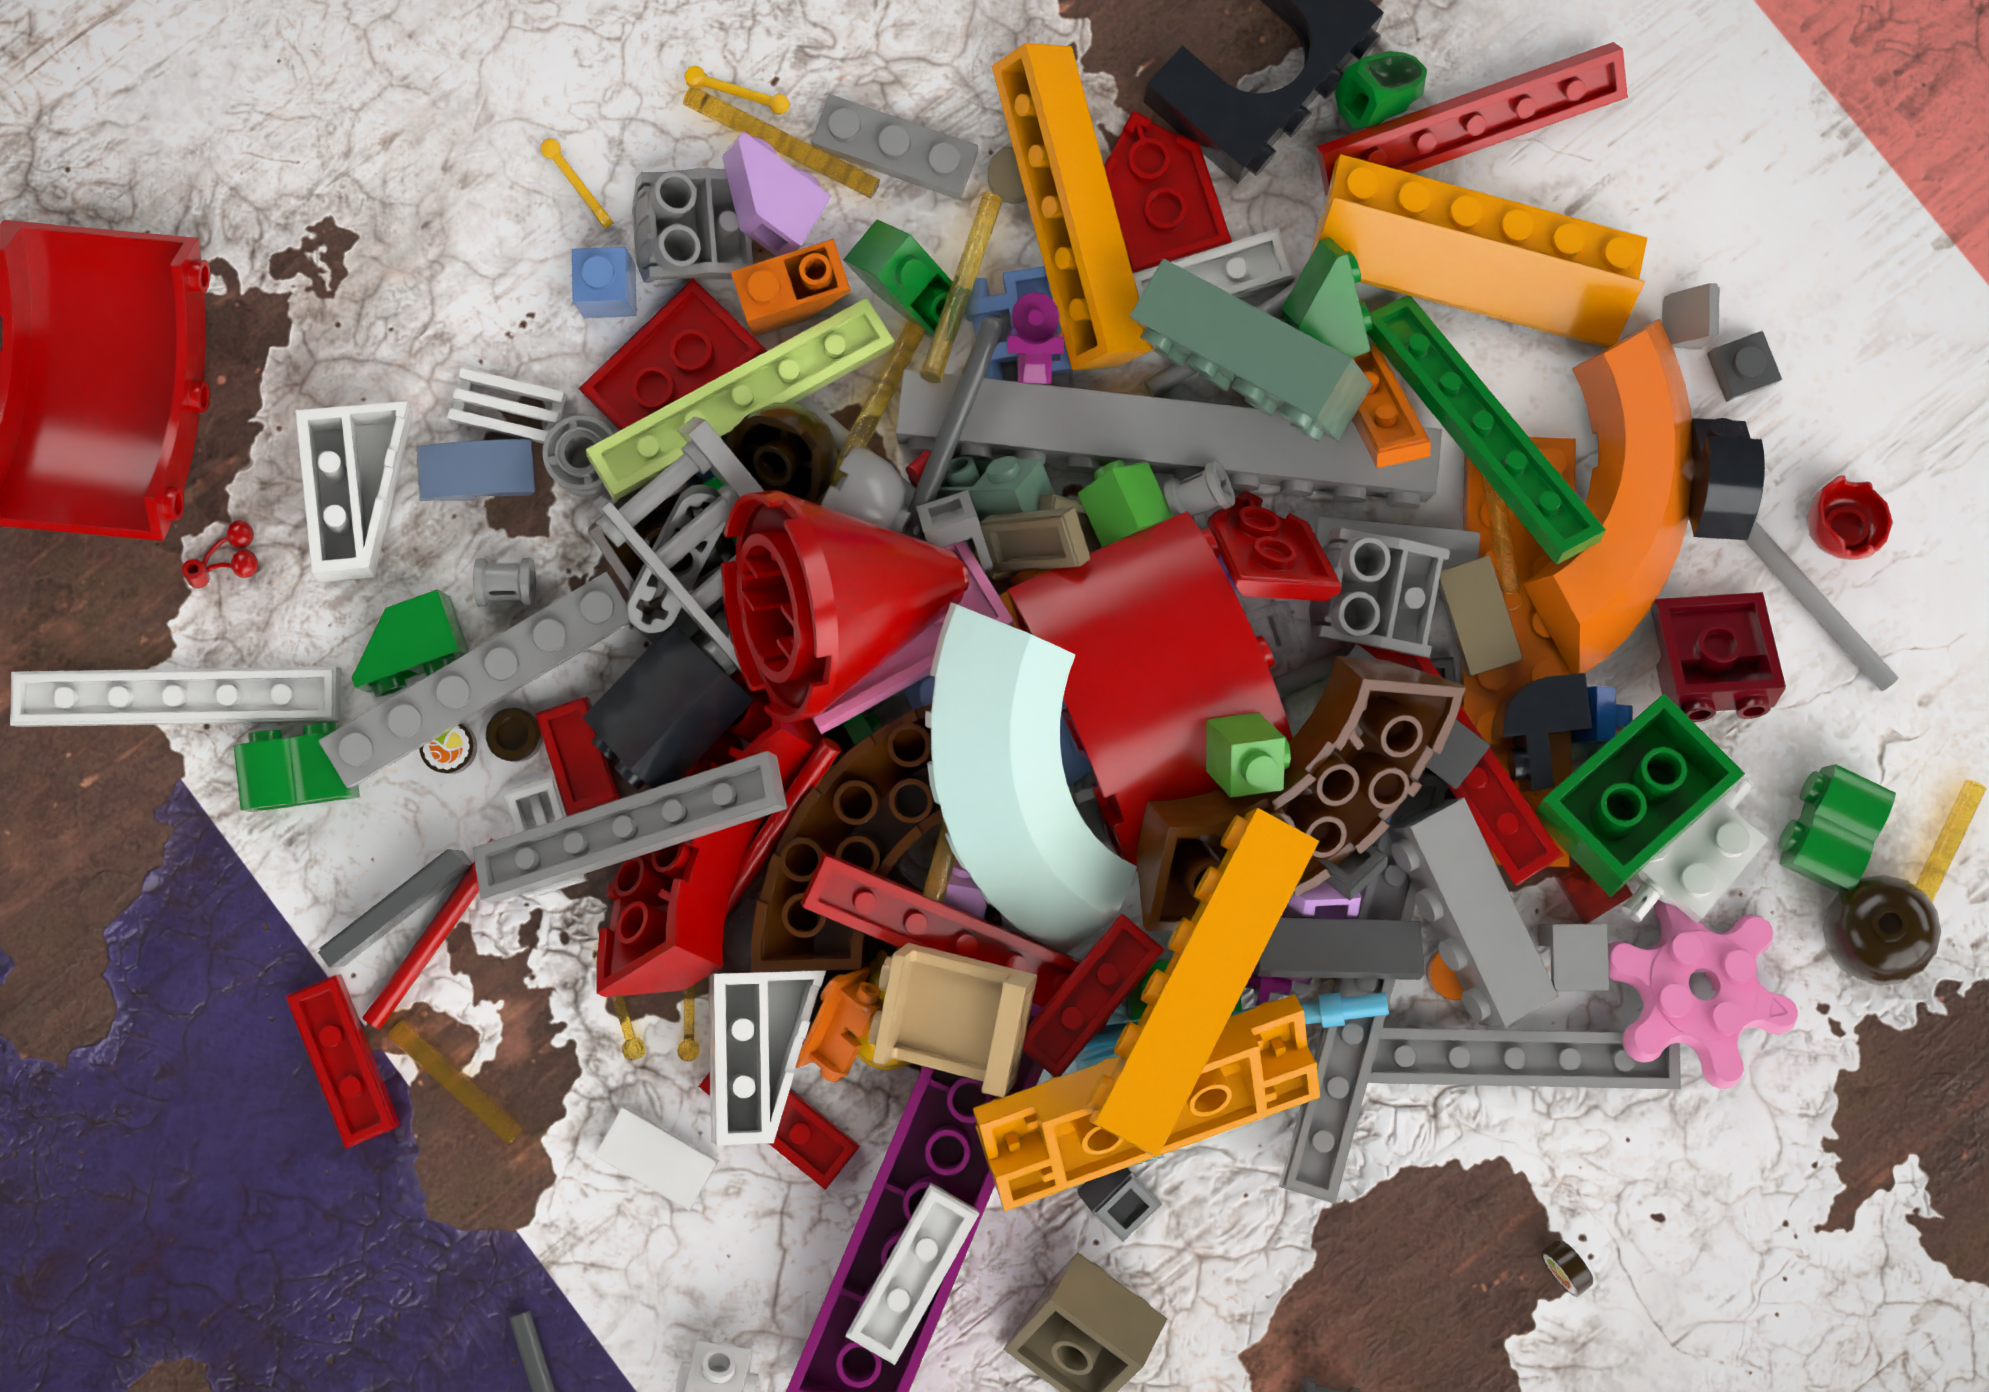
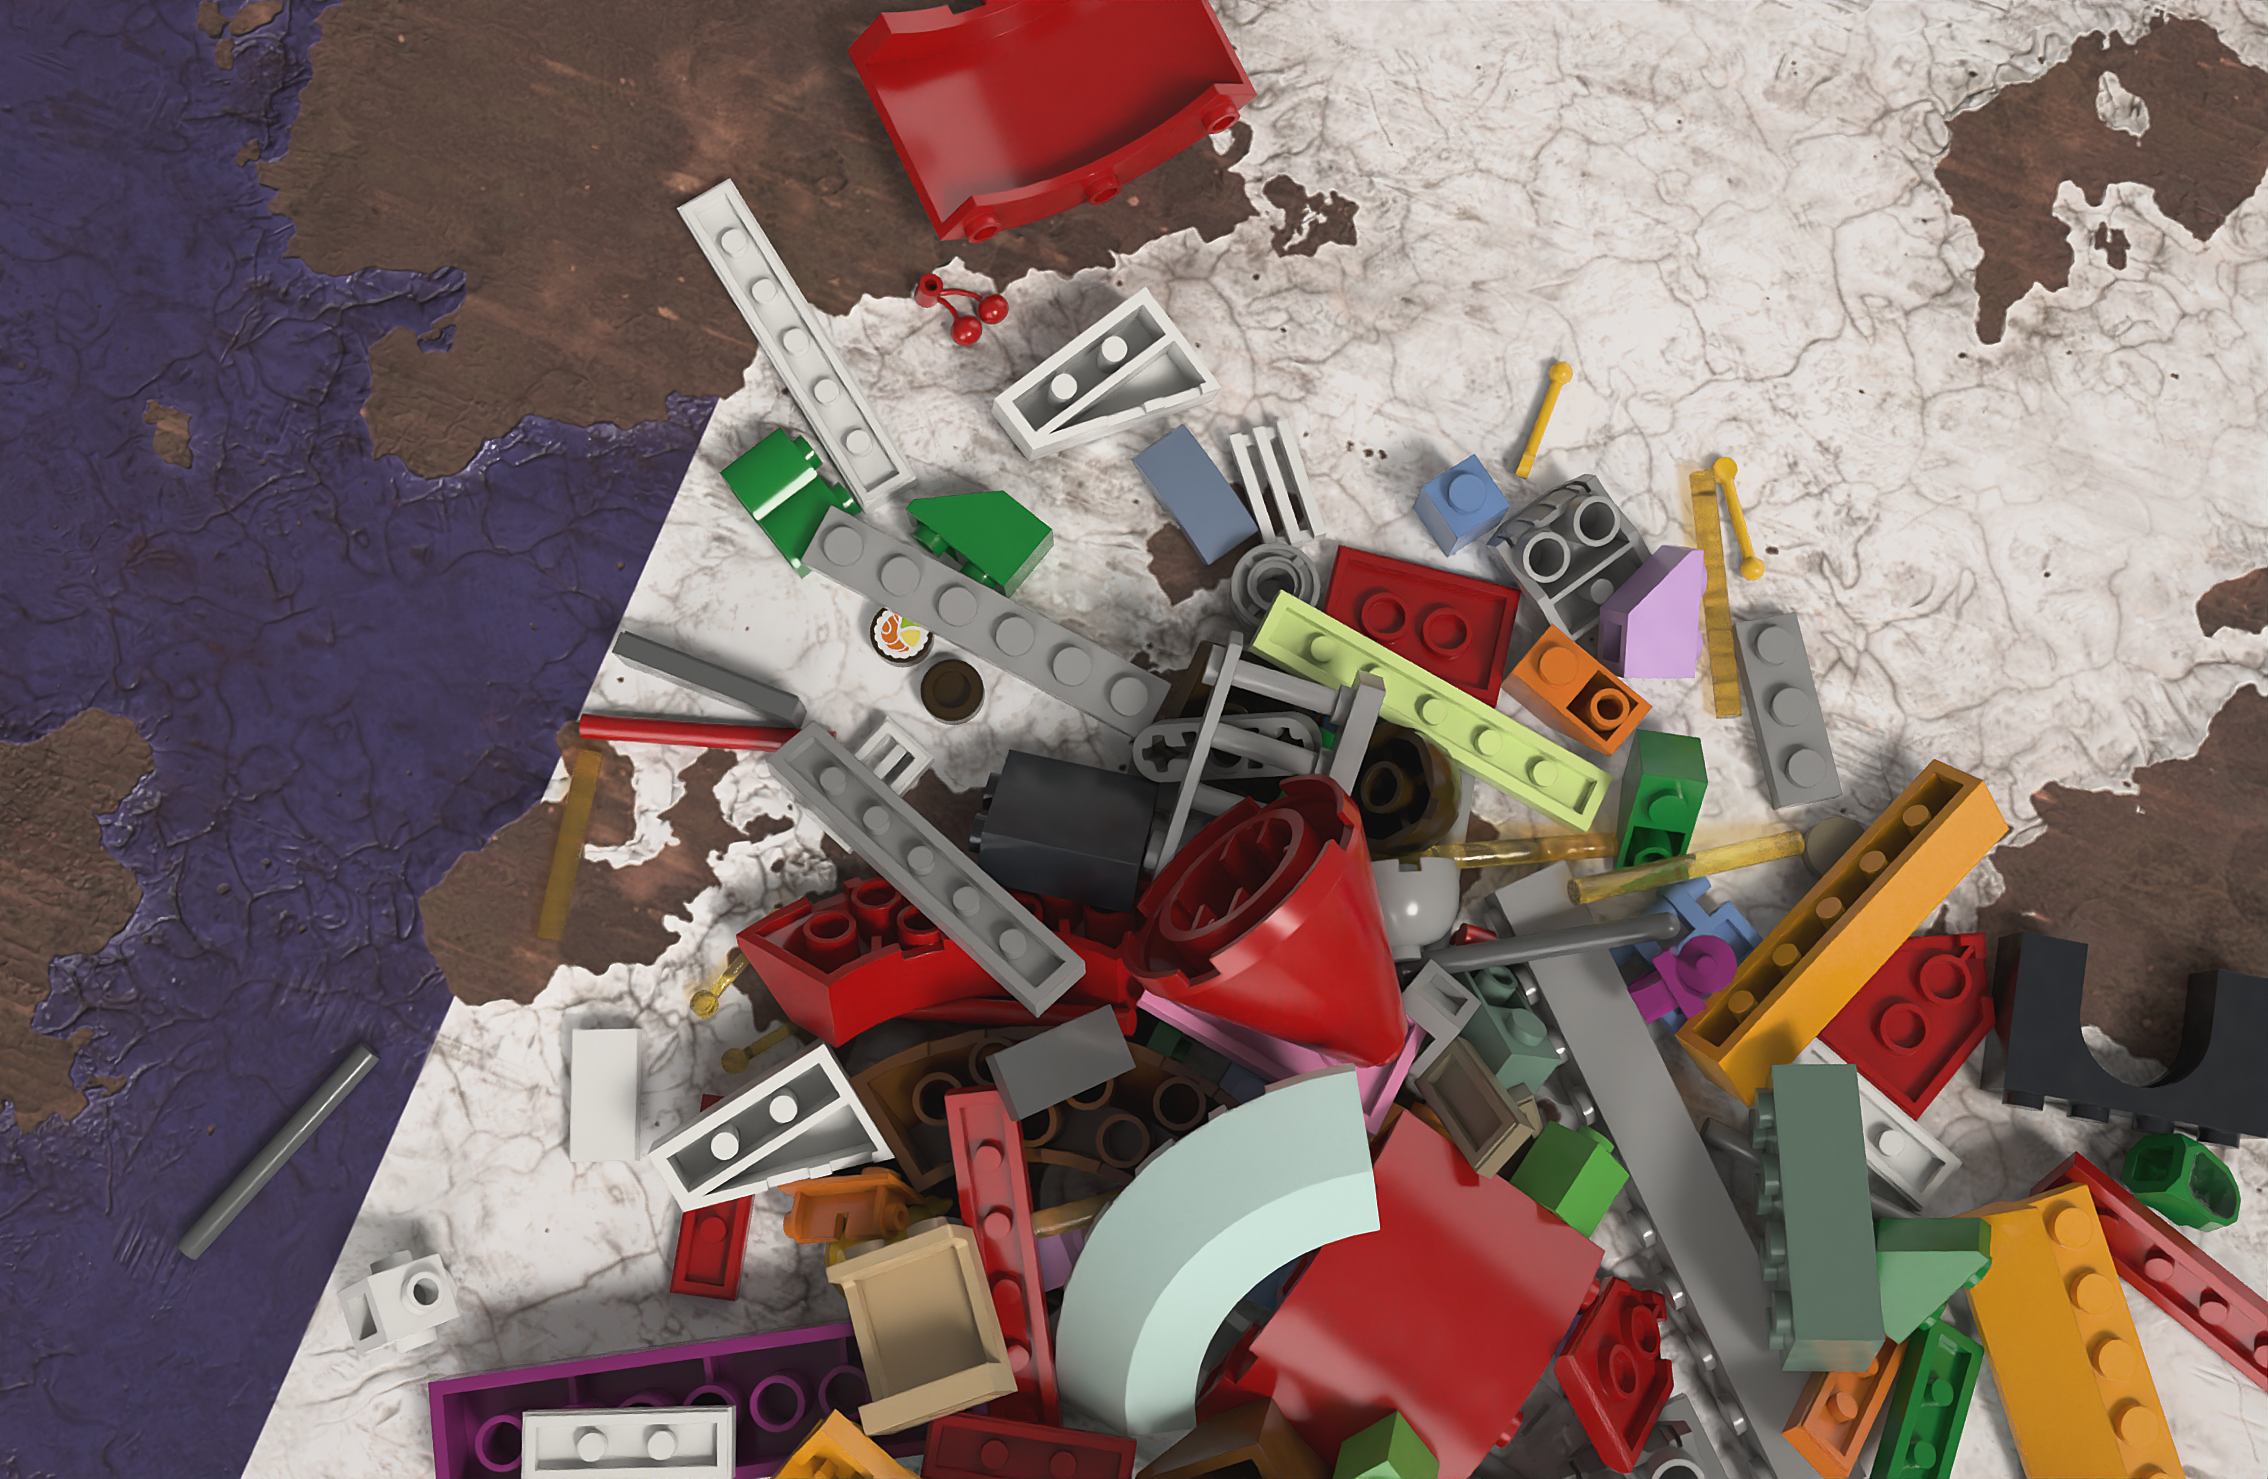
camera: 60 degrees right, 5 degrees down
(343, 1060) = (528, 721): red tile -> none
(504, 581) = (1100, 590): light grey bush -> none
(578, 766) = (958, 775): red tile -> none
(828, 810) = (1060, 1062): none -> dark grey tile
(1200, 491) = (1633, 1250): light grey bush -> none

